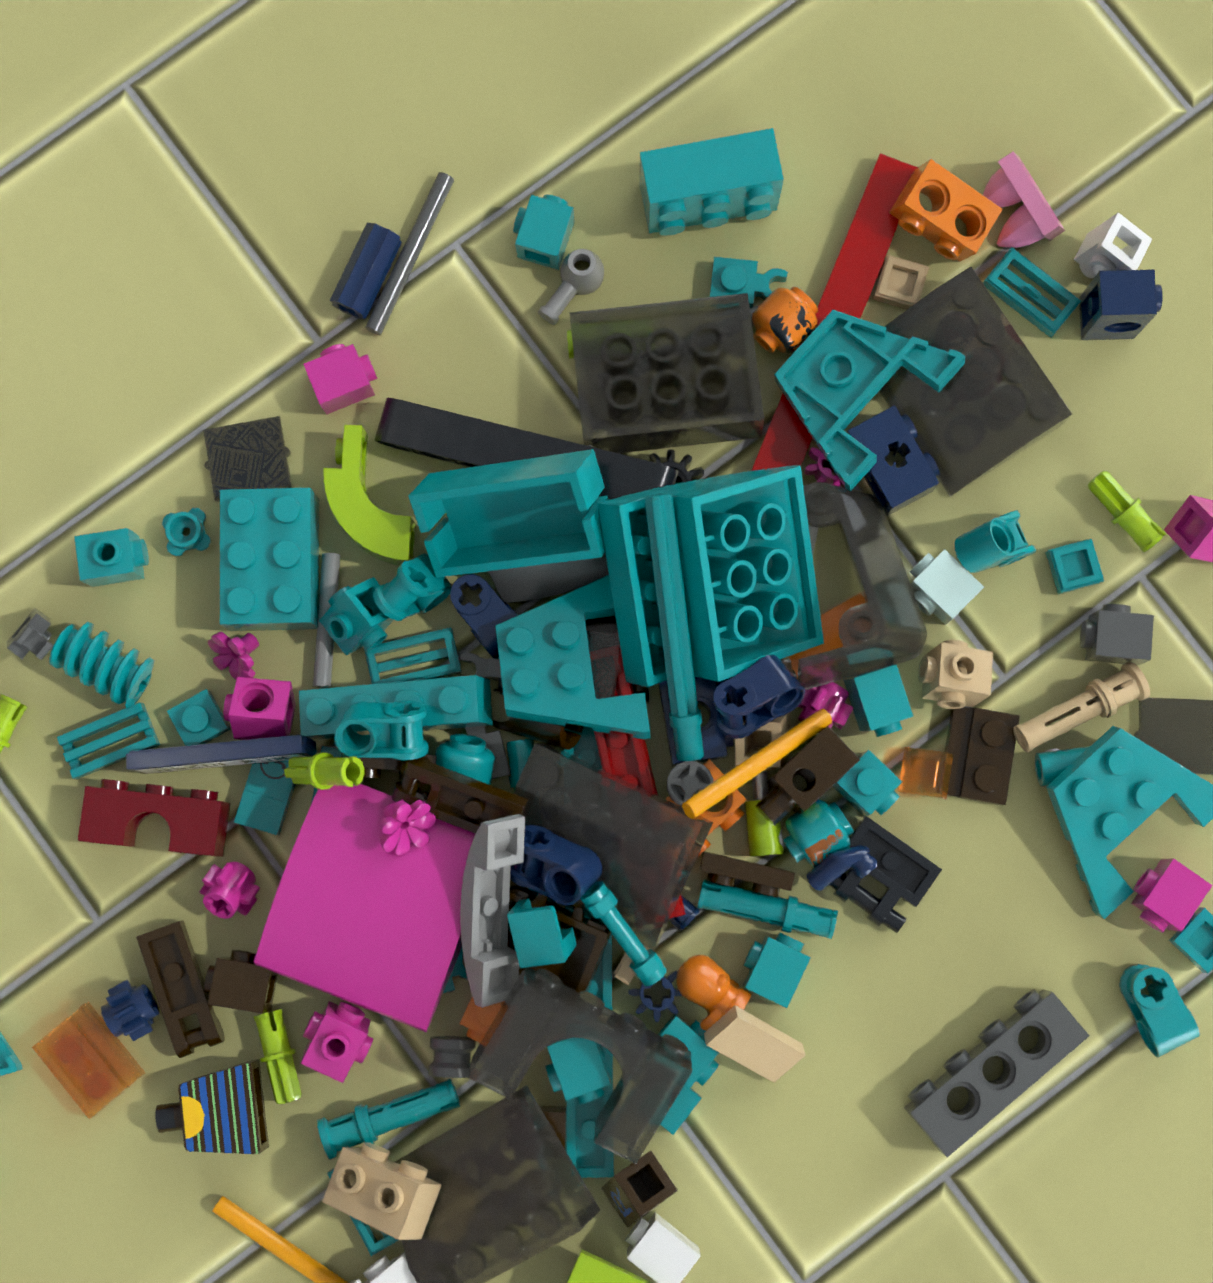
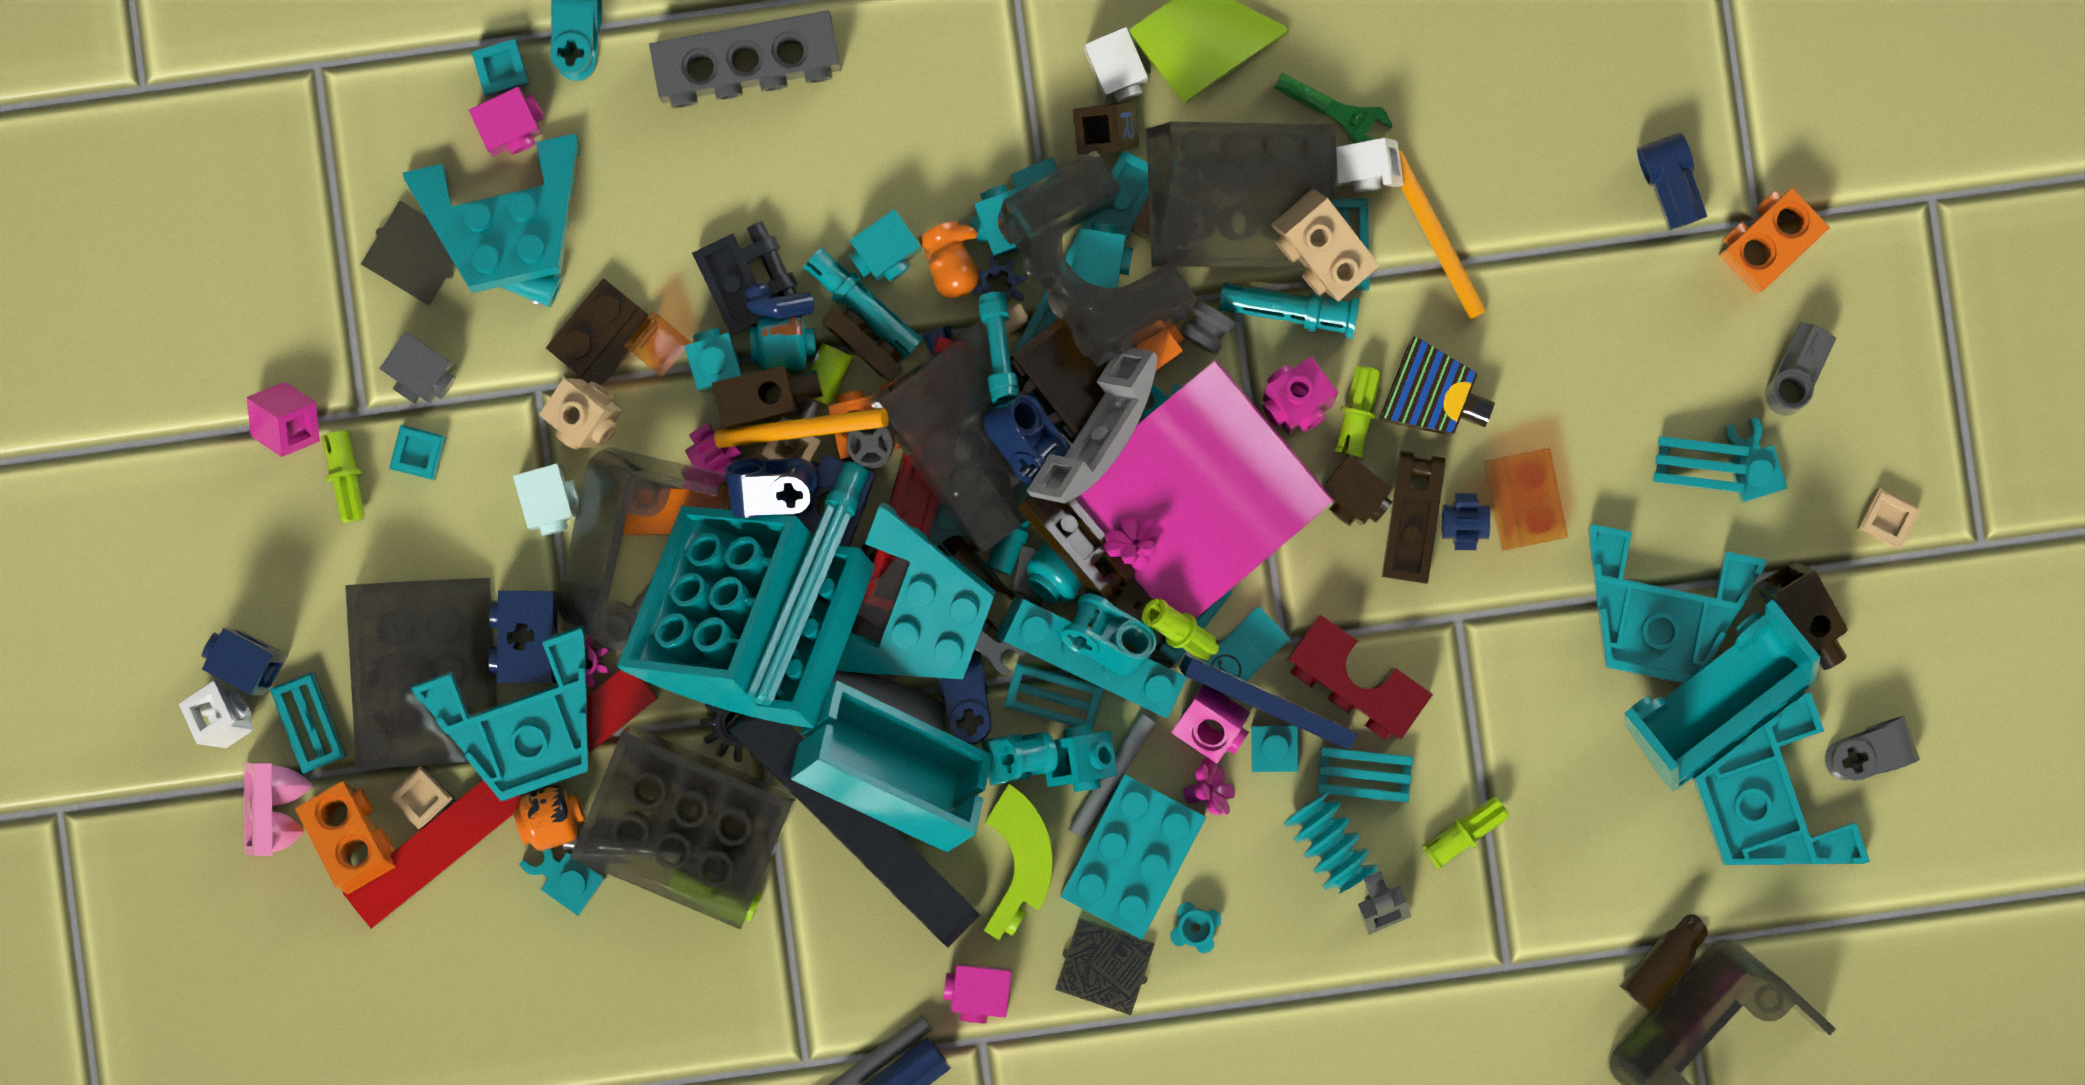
camera: 155 degrees left, 5 degrees up
(111, 557) = (1273, 939): teal brick -> none
(229, 890) = (1324, 579): dark pink gear -> none
(538, 935) = (1071, 385): teal panel -> none
(544, 230) = (718, 1027): teal brick -> none
(573, 283) = (719, 964): light grey bar -> none
(710, 182) = (544, 980): teal brick -> none
(754, 1044) = (939, 194): tan tile -> none
(879, 700) = (662, 428): teal brick -> none
(993, 544) = (481, 510): teal piece -> none
(1102, 700) = (465, 317): tan pin -> none

